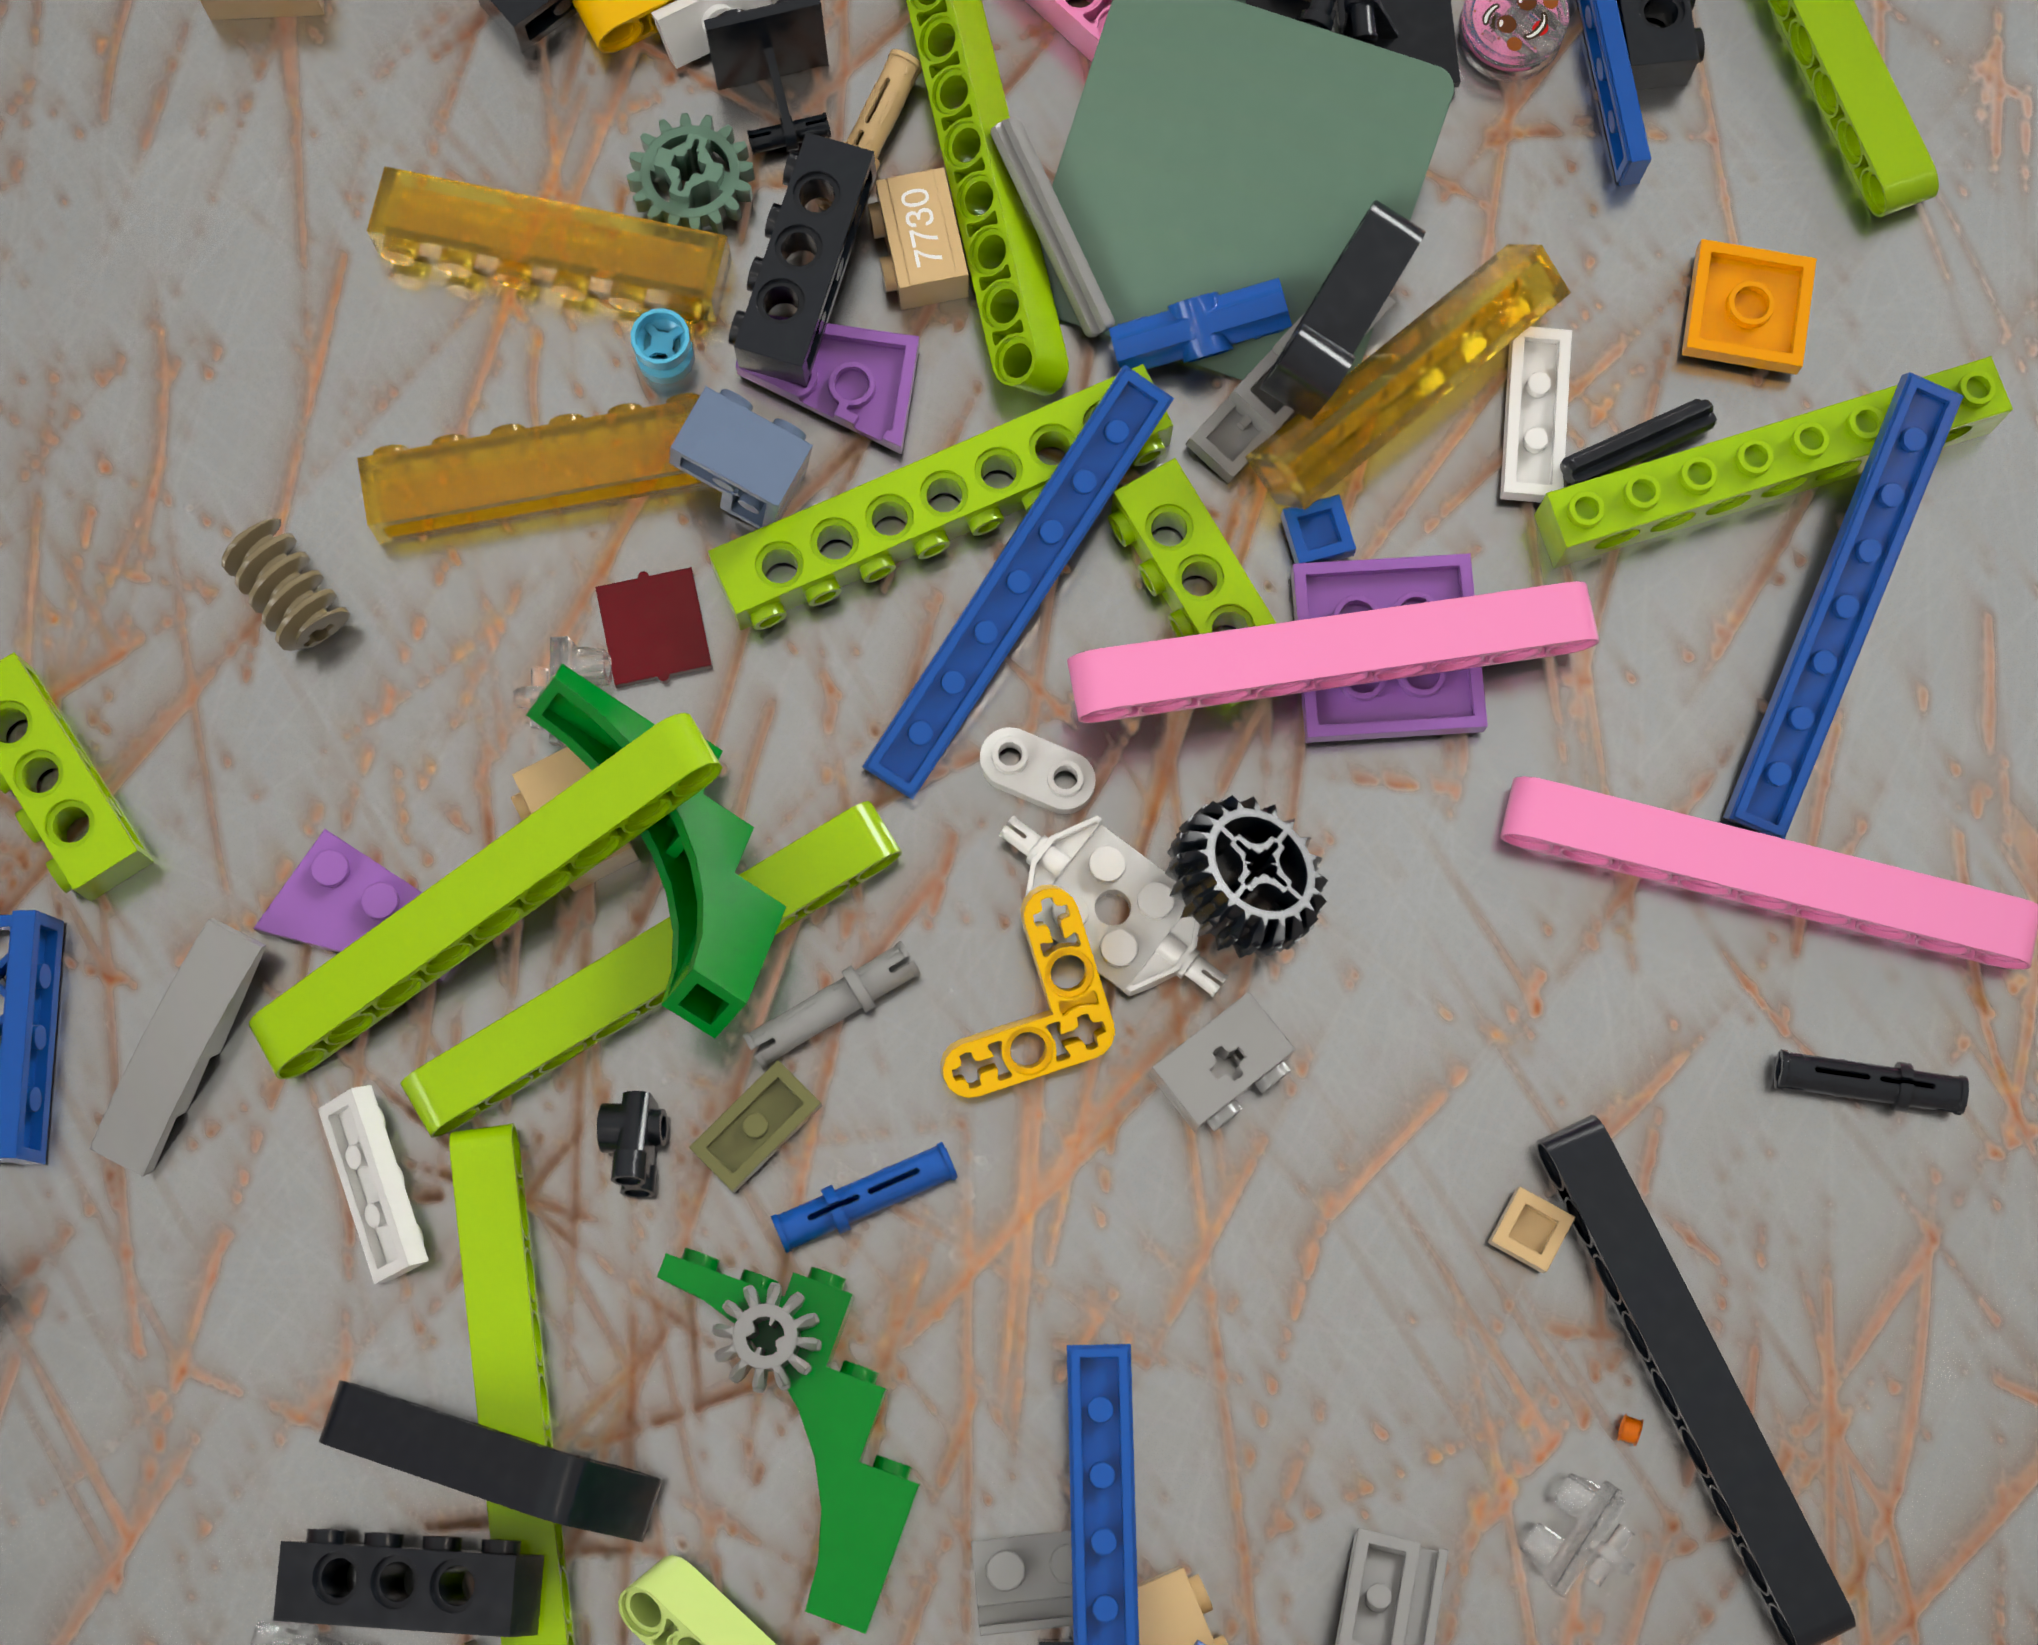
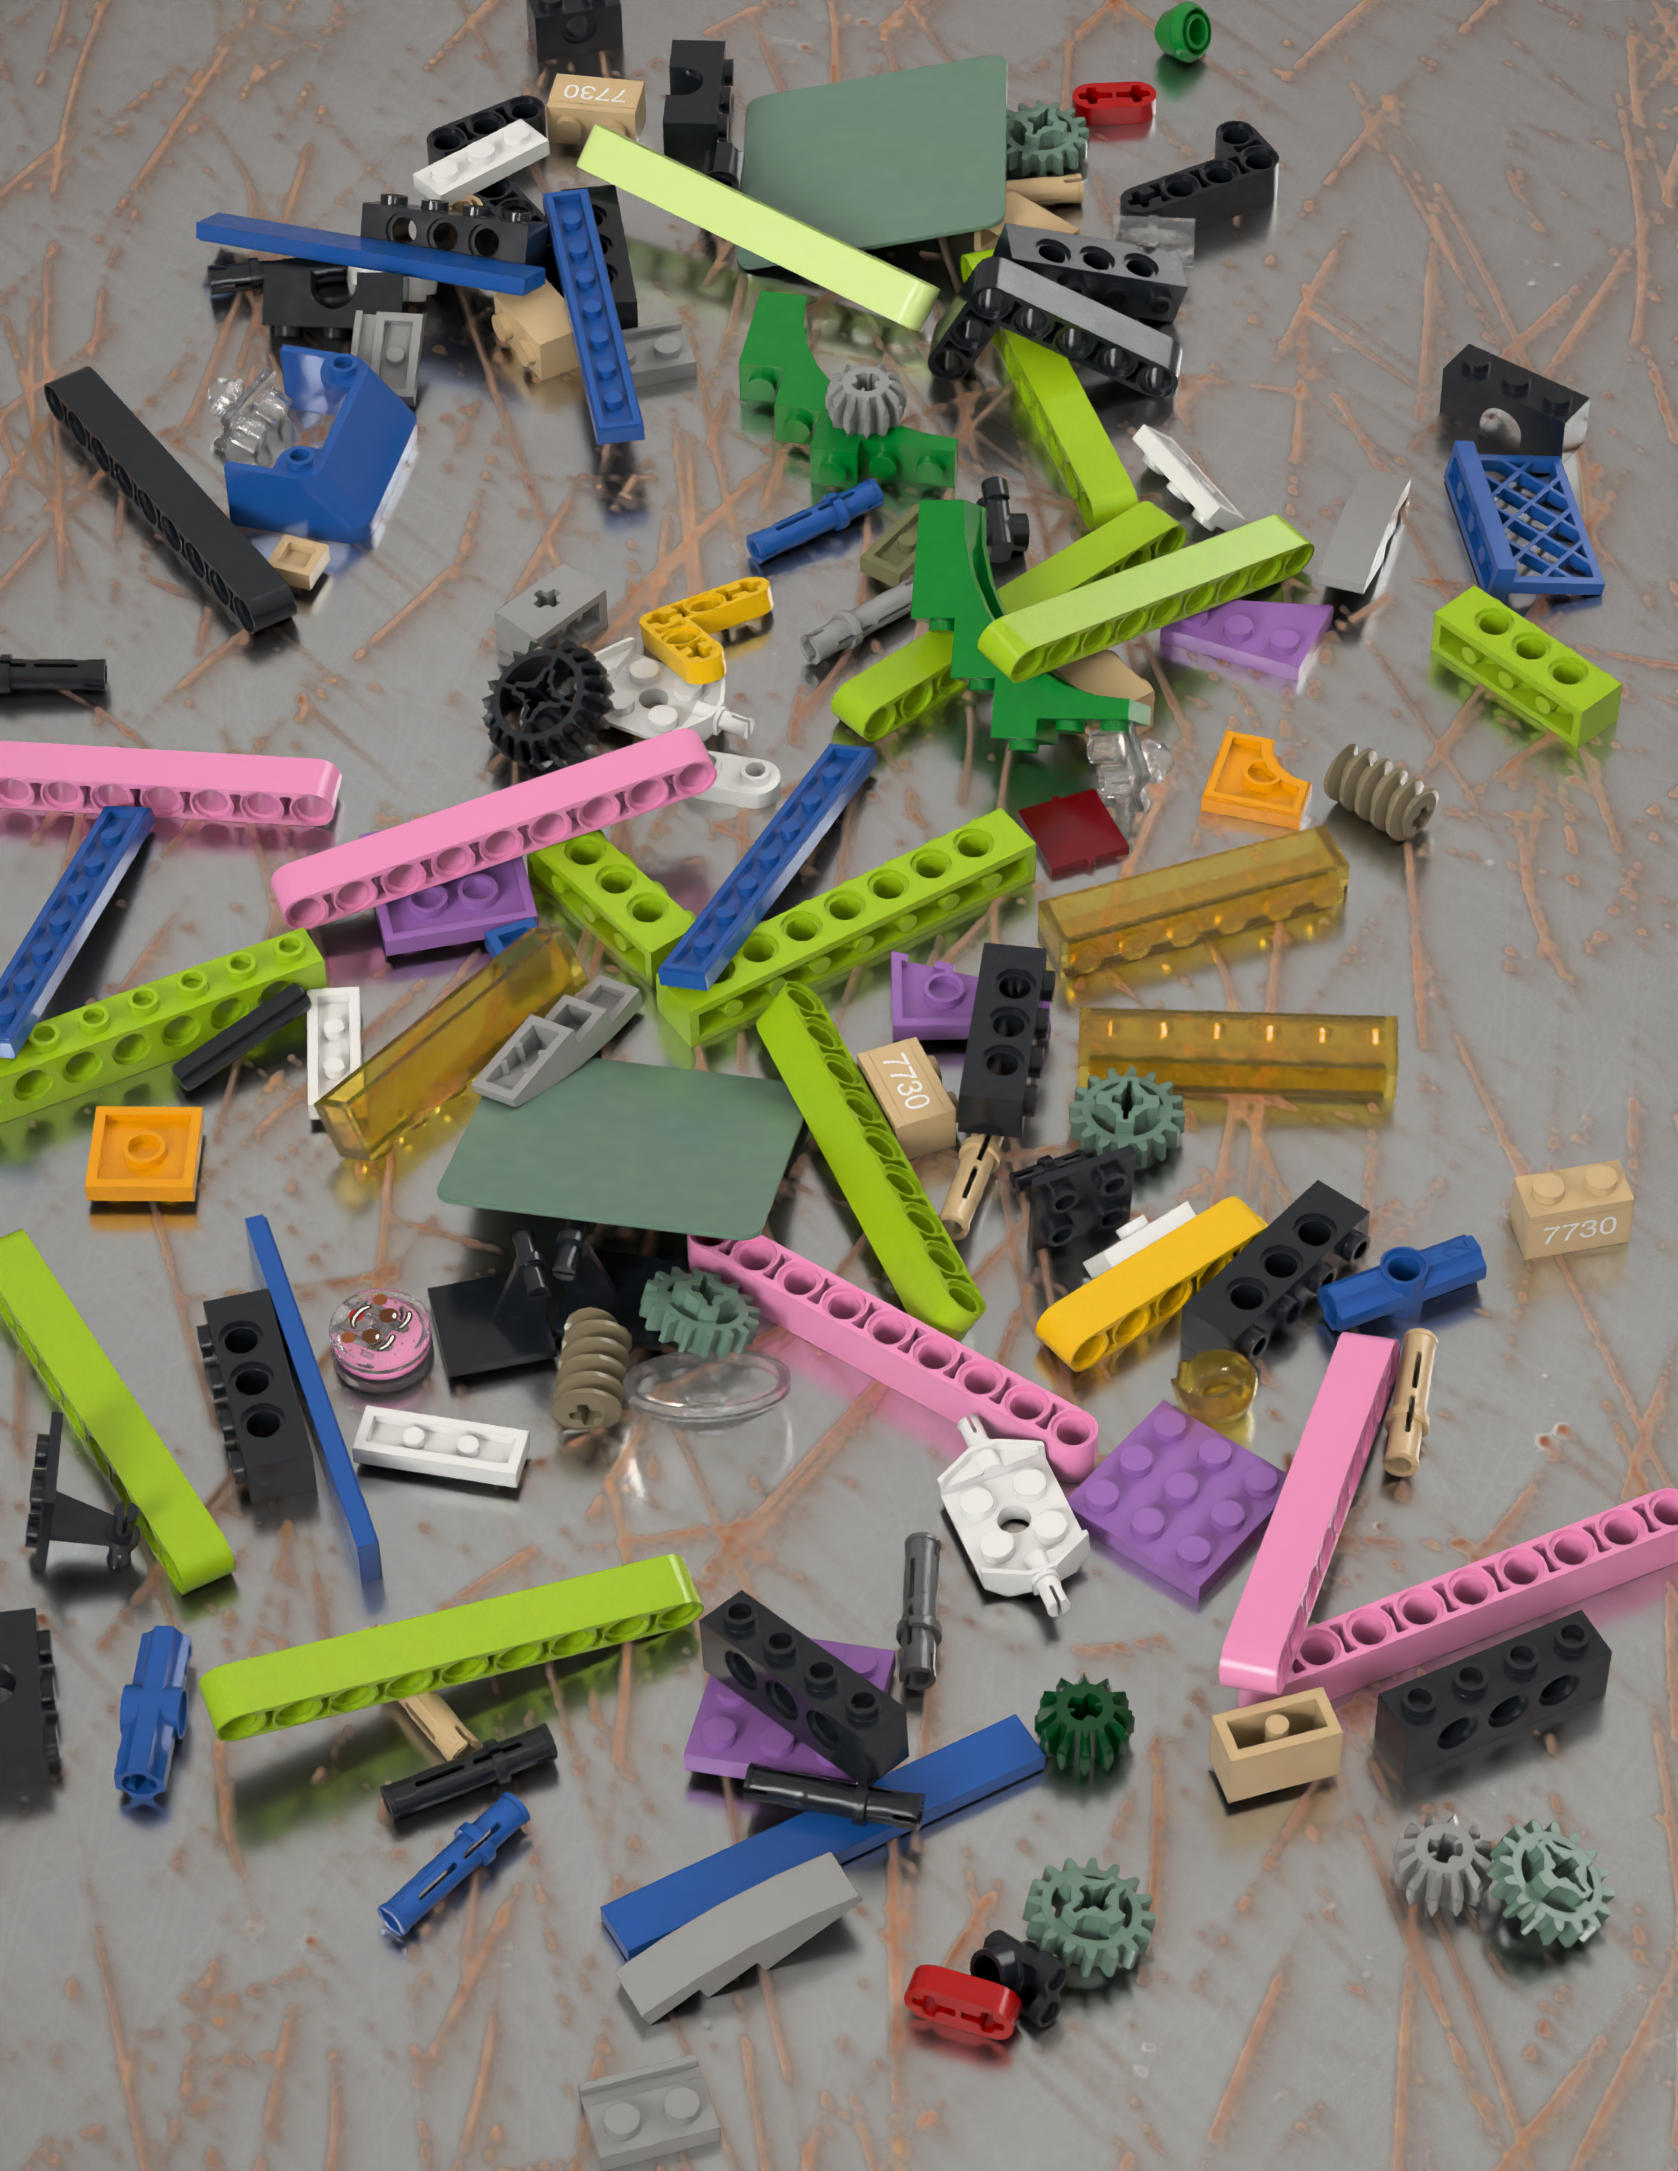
camera: 175 degrees right, 30 degrees down
(429, 661) = (1253, 785): none -> light orange tile
(657, 334) = (1117, 985): medium azure wheel -> none
(742, 456) = (1014, 884): sand blue brick -> none
(1052, 226) = (789, 1105): light grey axle -> none
(1202, 326) = (642, 1058): blue piece -> none
(1343, 311) = (524, 1026): black beam -> none
(1433, 1406) = (347, 483): none -> blue windscreen
(1630, 1429) = (213, 476): orange piece -> none

